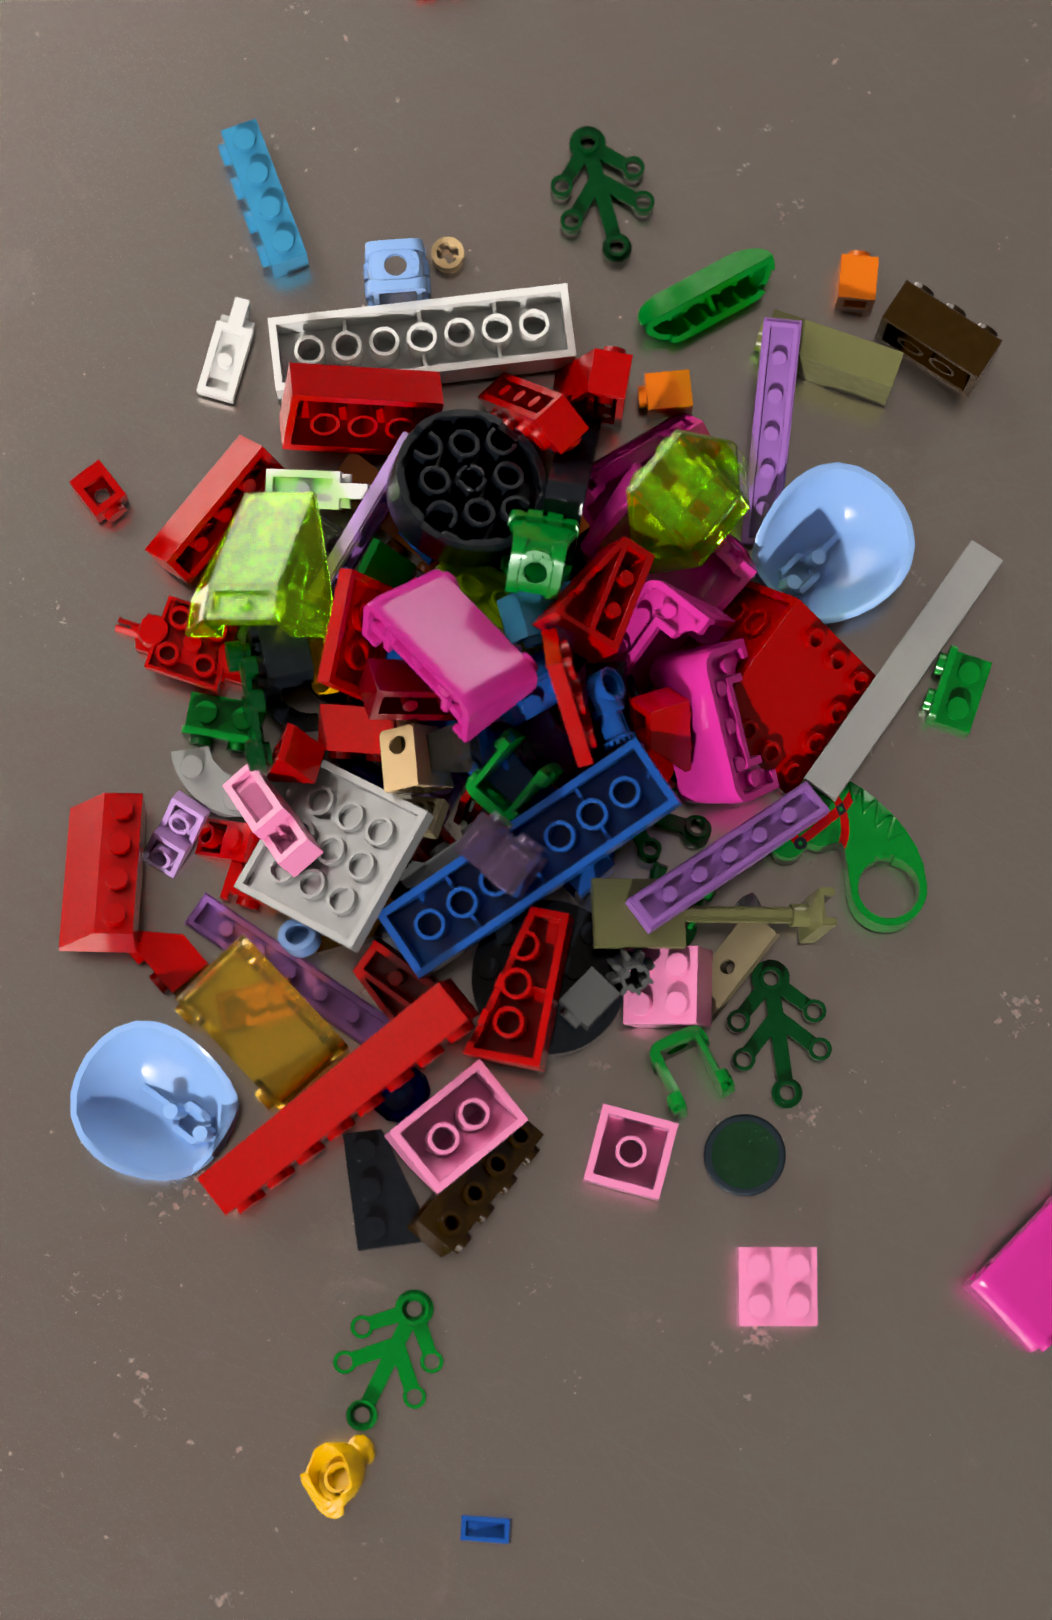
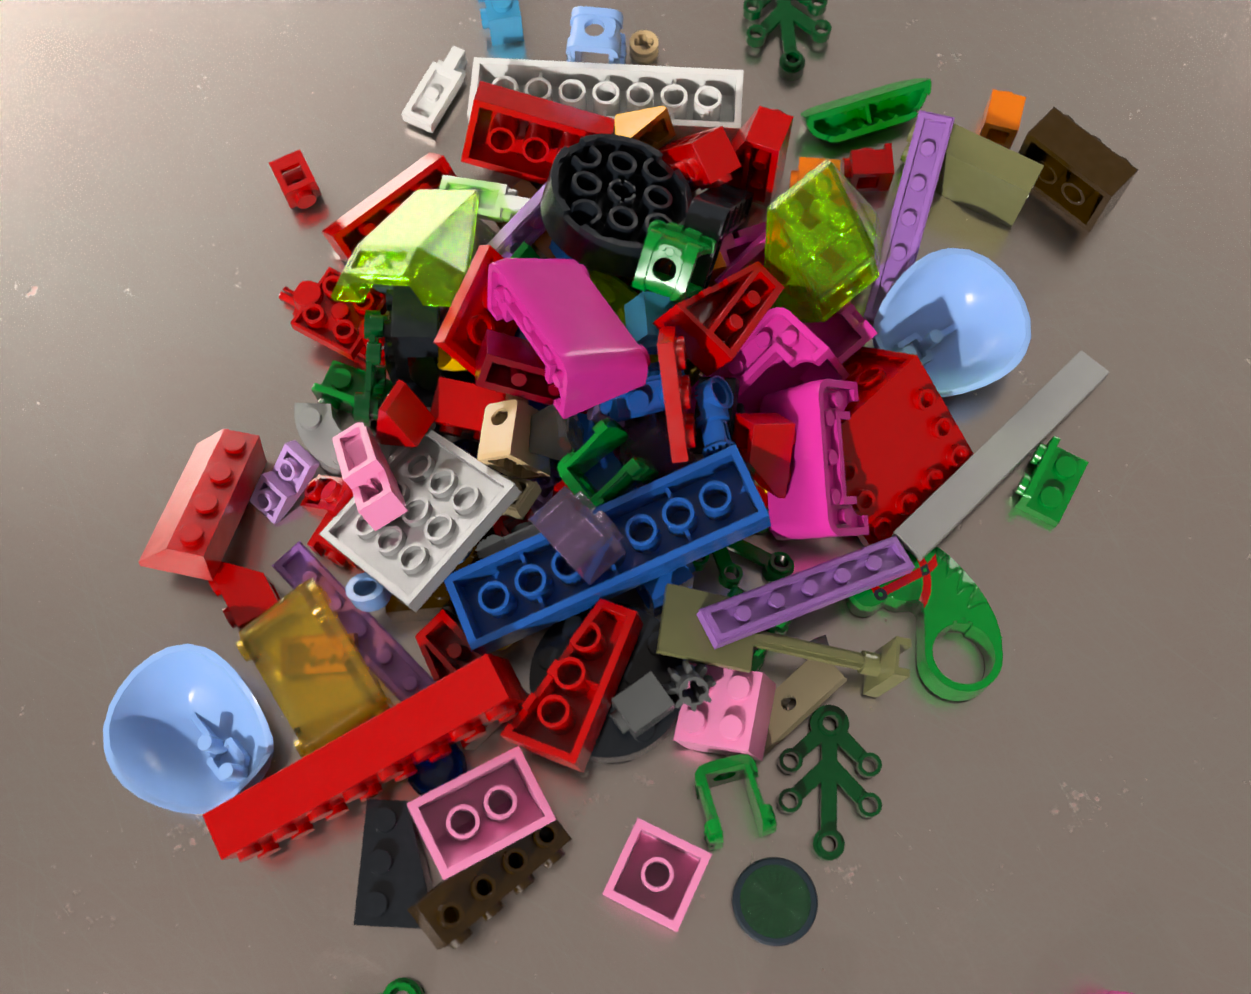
camera: 15 degrees right, 10 degrees down
(470, 381) = (648, 125): none -> pearl gold slope
(721, 368) = (869, 168): none -> red brick

